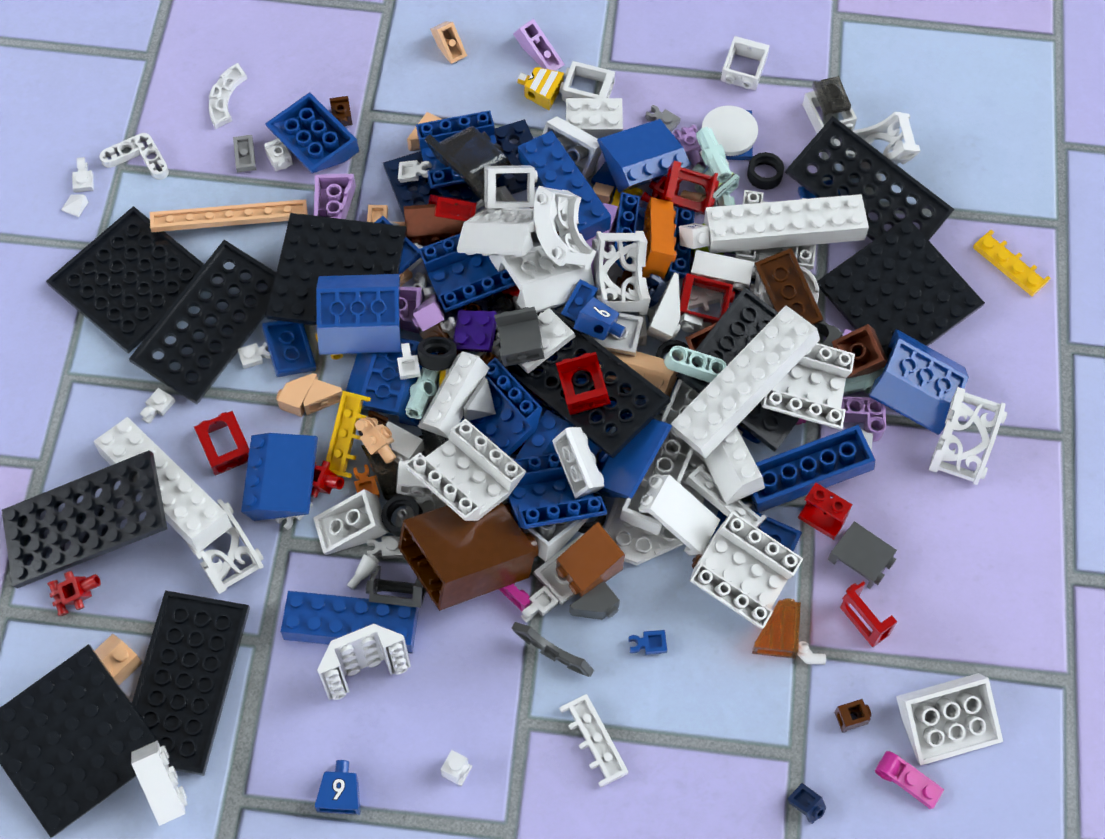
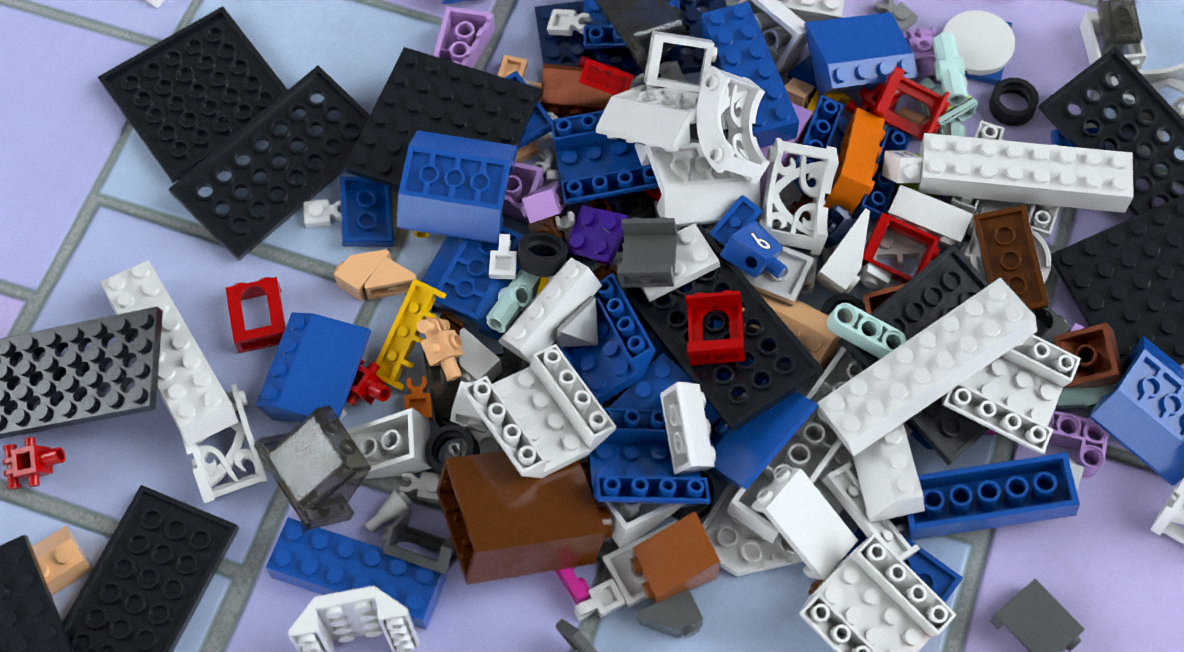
camera: 15 degrees right, 0 degrees up
(157, 404) = (192, 250): white plate -> none
(225, 215) = (328, 37): light nougat plate -> none
(301, 548) = (316, 467): none -> clear smoke windscreen
(823, 512) = (997, 559): red panel -> none

